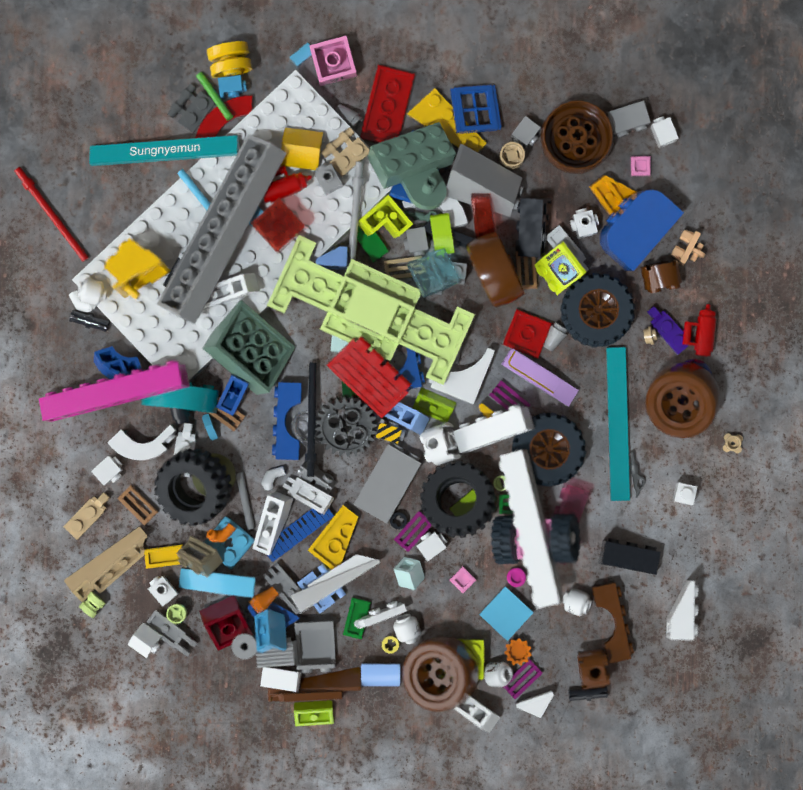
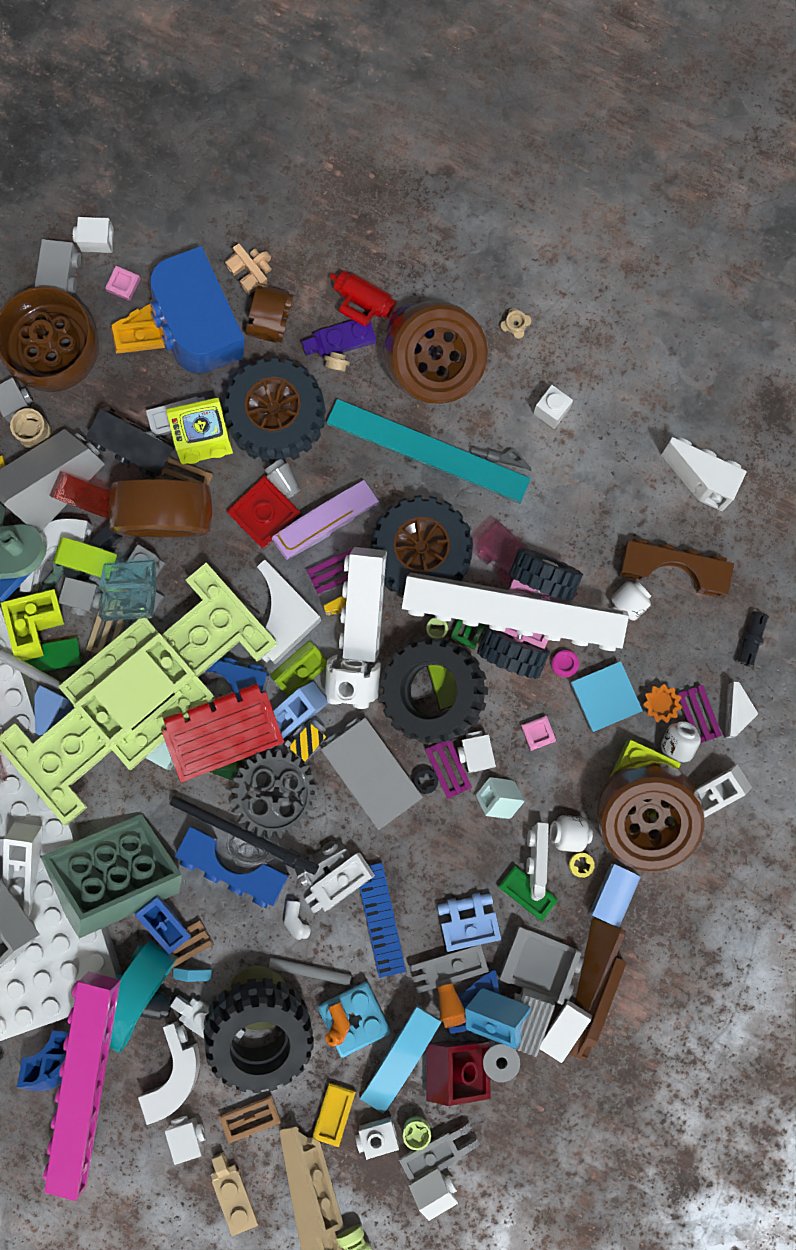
camera: 65 degrees left, 5 degrees down
(199, 557) = (355, 1069): dark tan window -> none
(272, 522) = (353, 948): white slope -> none
(313, 713) = (628, 1007): lime slope -> none
(333, 580) = (467, 903): white wedge -> none
(334, 539) = (412, 875): yellow wing -> none
(581, 229) = (159, 378): white brick -> none
(593, 659) = (726, 617): reddish brown brick -> none
(629, 556) = (601, 509): black wedge -> none

